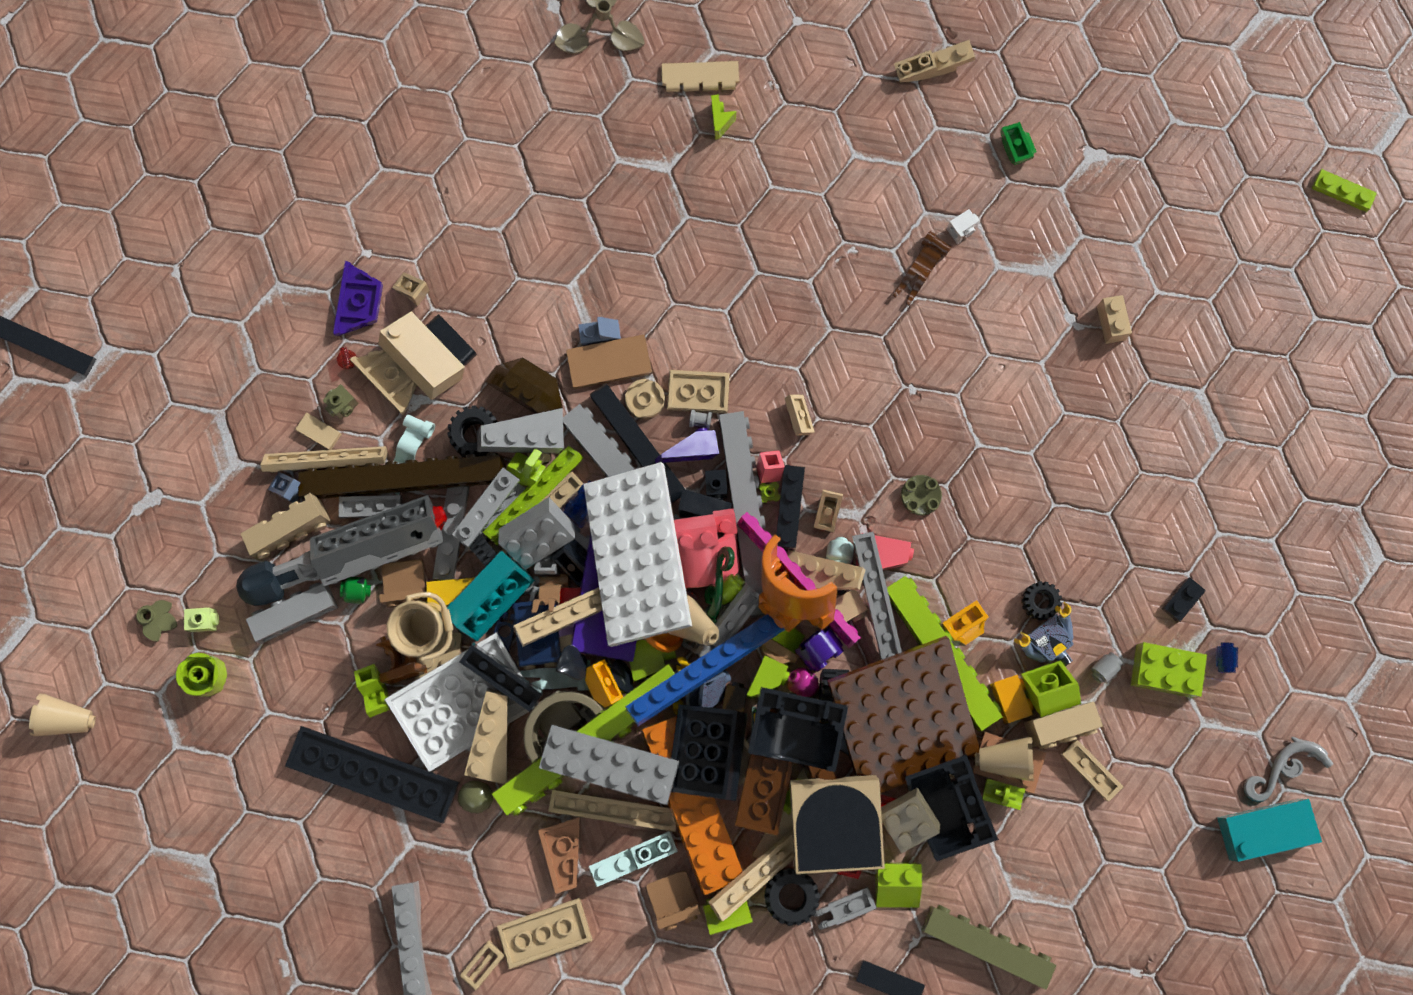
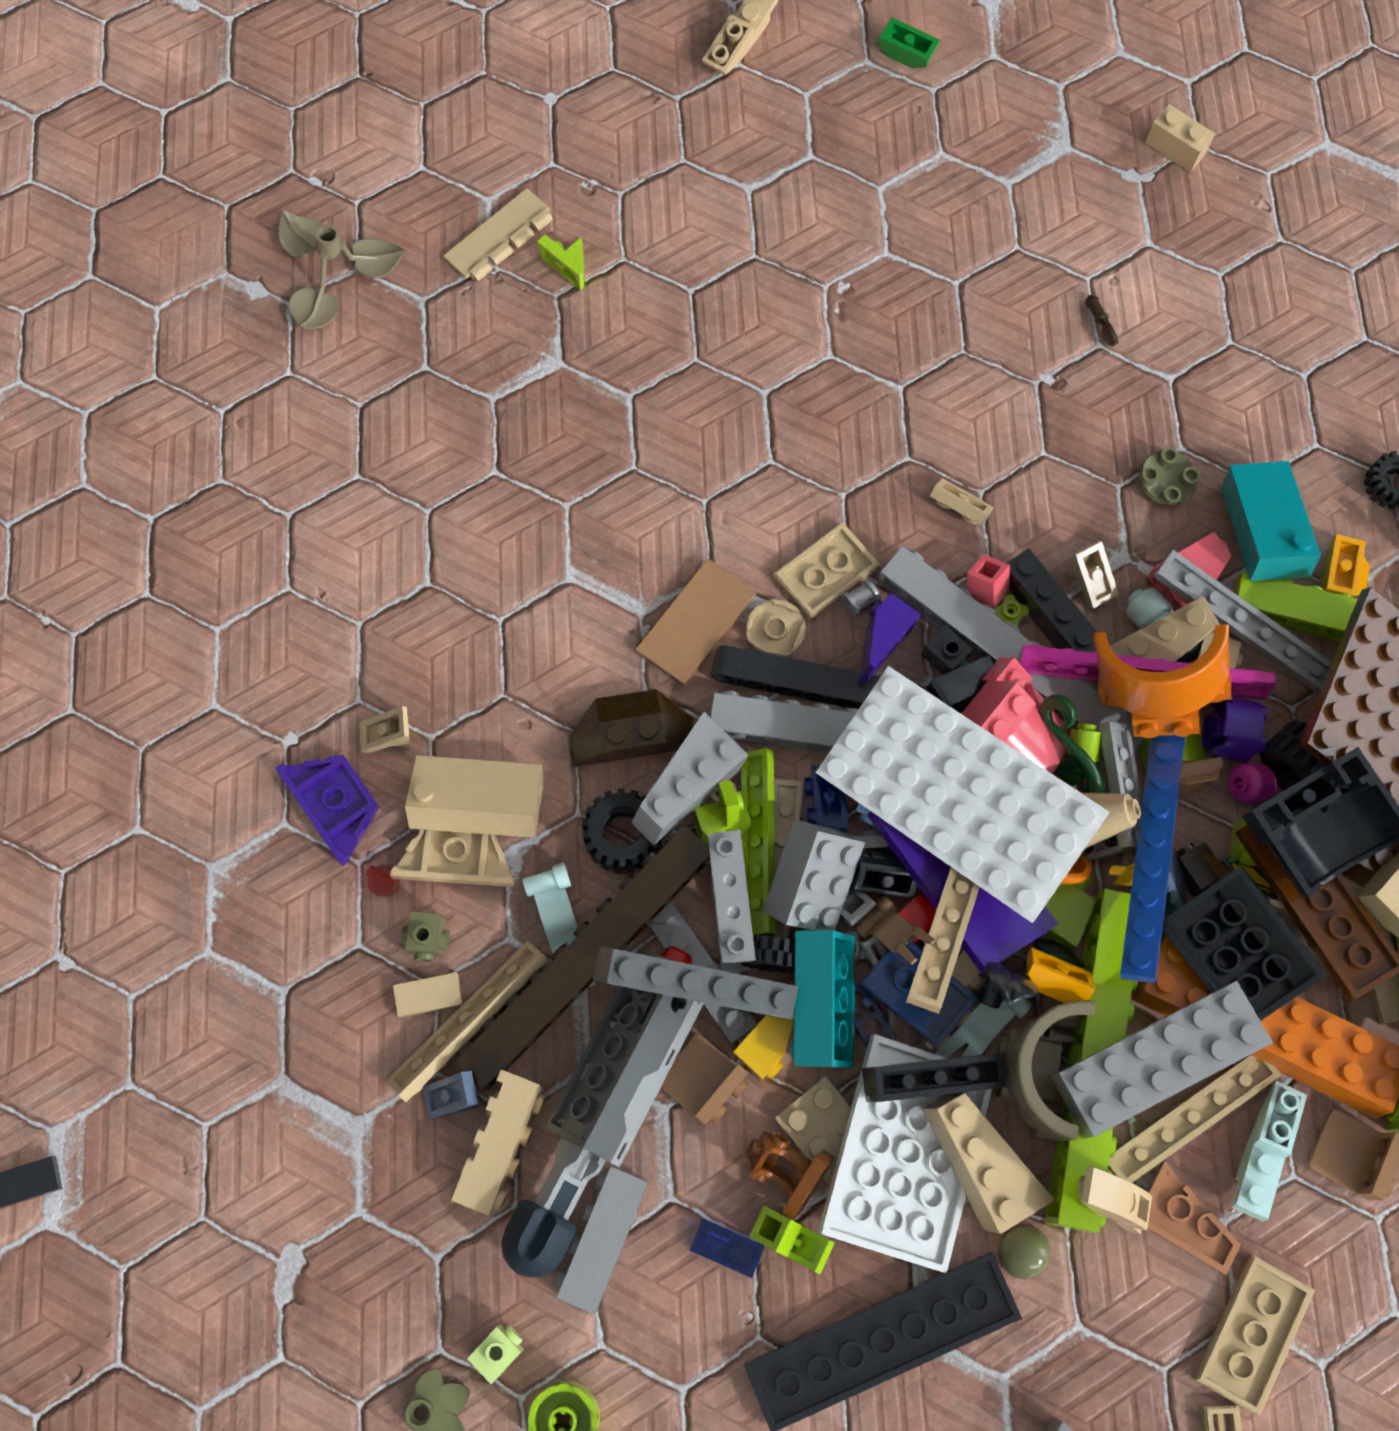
camera: 45 degrees left, 5 degrees down
(343, 668) = (727, 1248): none -> clear blue tile
(355, 590) = (654, 1141): green head -> none
(366, 505) = (573, 1028): light grey plate -> none
(419, 626) = (793, 1105): tan piece -> none
(428, 531) = (695, 983): none -> dark grey brick
(451, 340) = (491, 747): black beam -> none
(525, 807) = (1115, 1199): none -> tan slope
(600, 331) = (653, 599): sand blue slope -> none
(770, 676) = (1213, 809): lime slope -> none
(924, 264) = (932, 239): reddish brown flag -> none
(945, 562) = (1270, 521): none -> teal brick
(963, 225) = (936, 168): white brick -> none
(972, 381) = (1101, 317): none -> dark brown piece

